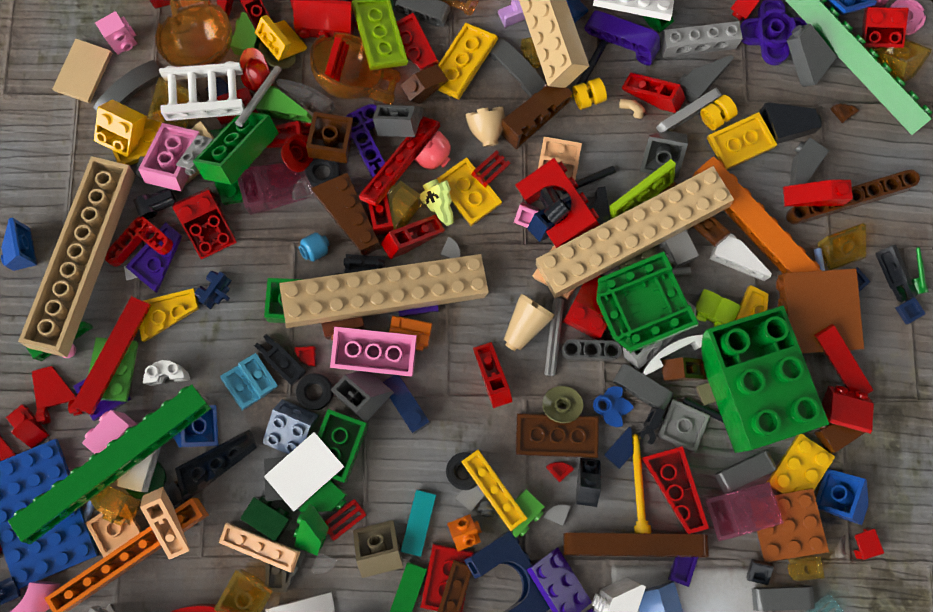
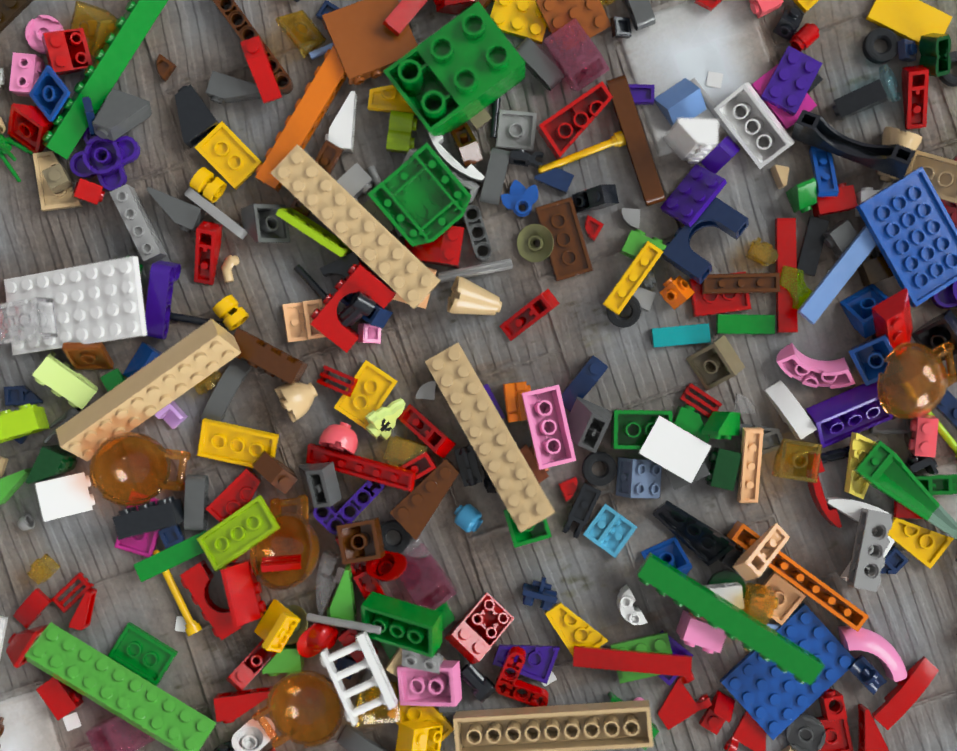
camera: 110 degrees left, 10 degrees up
(821, 25) = (89, 113): none -> dark blue tile

